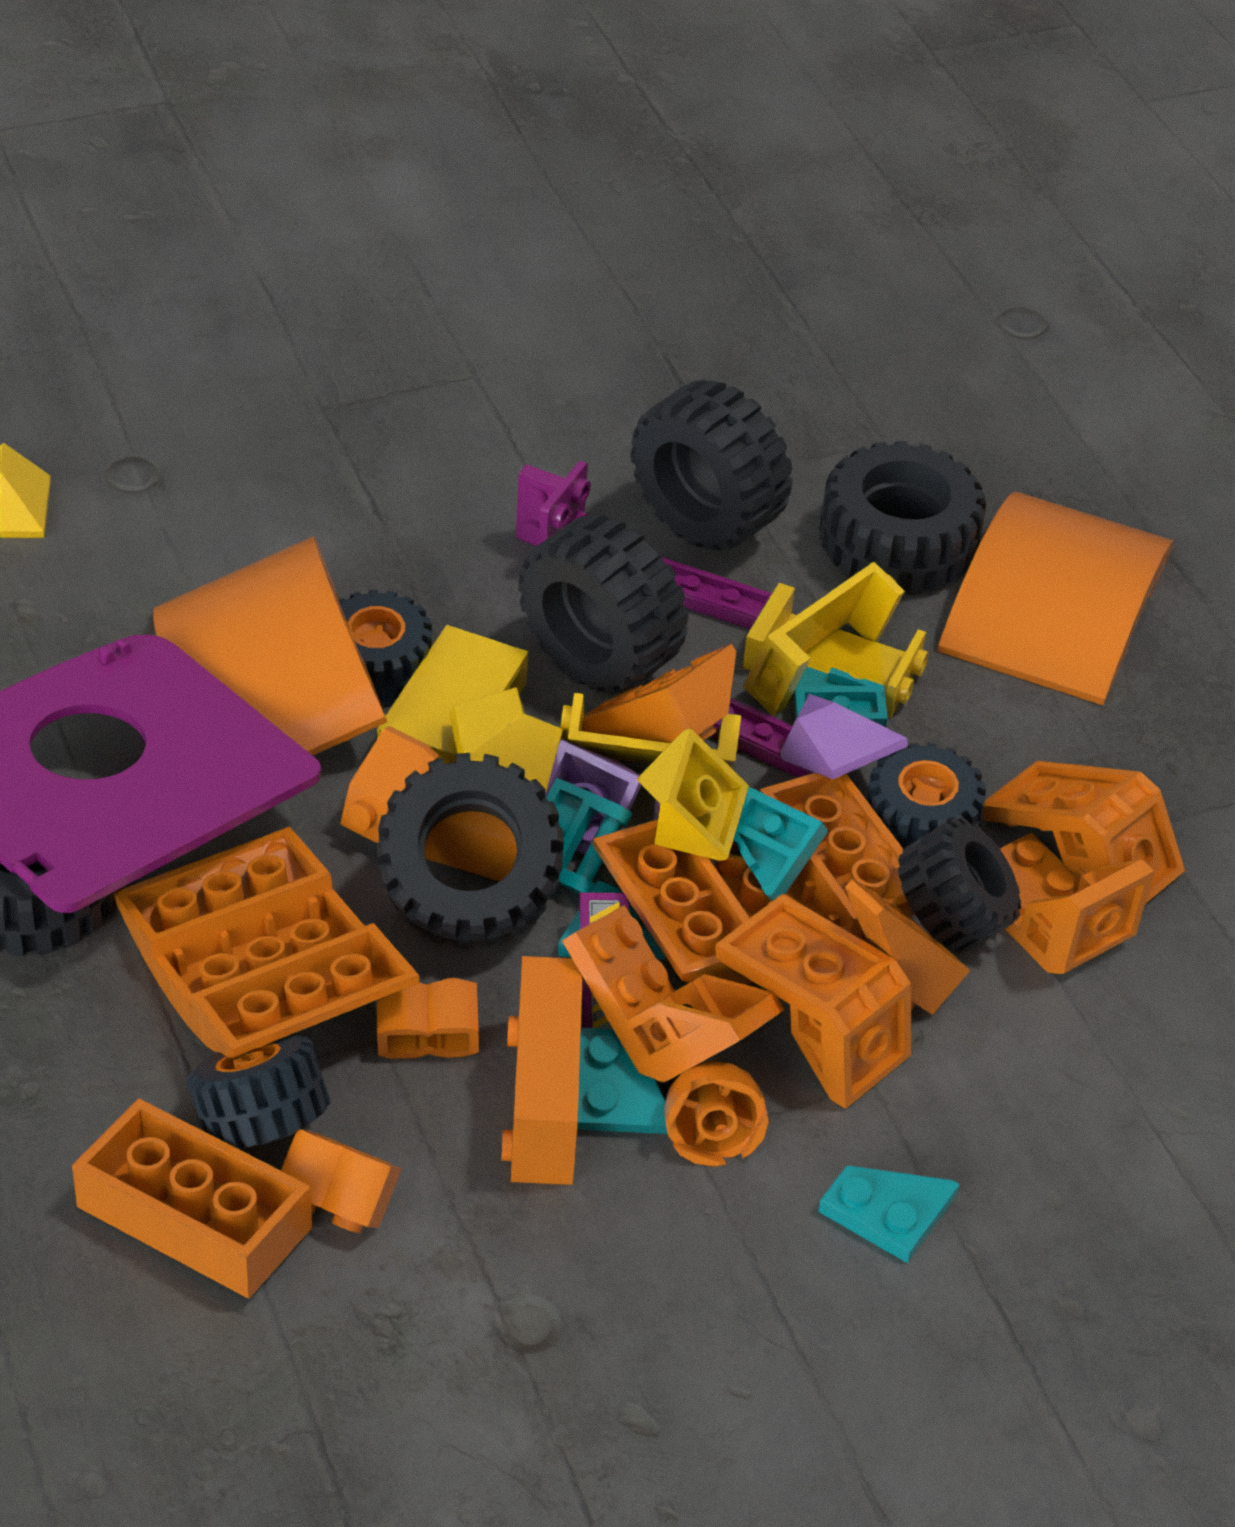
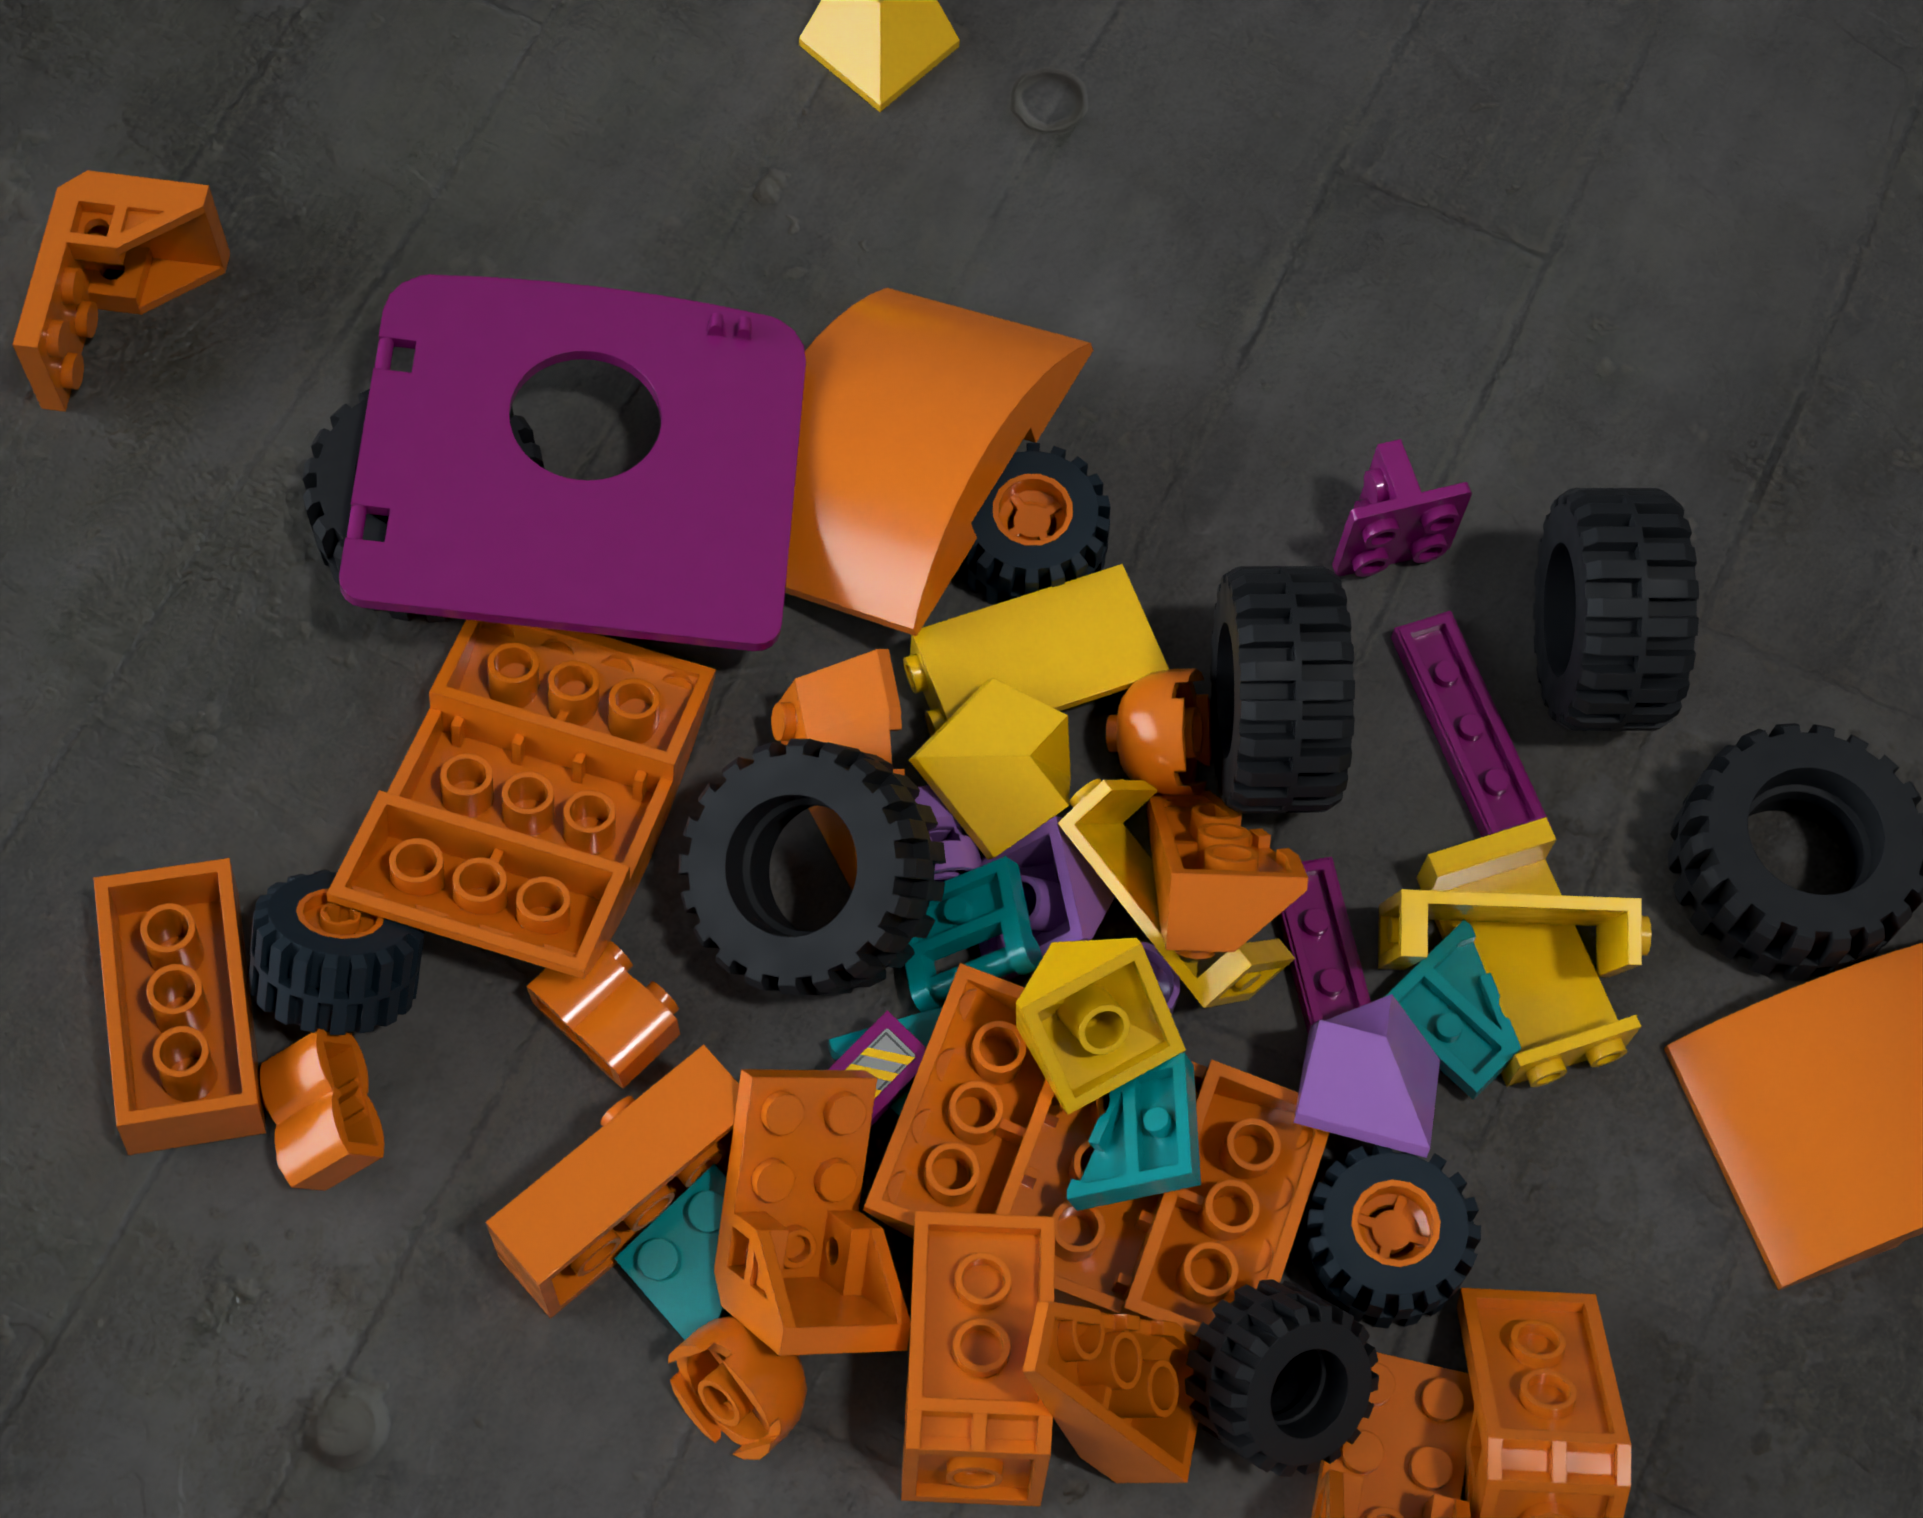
camera: 45 degrees right, 20 degrees up
(551, 677) = (1163, 731): none -> orange cylinder

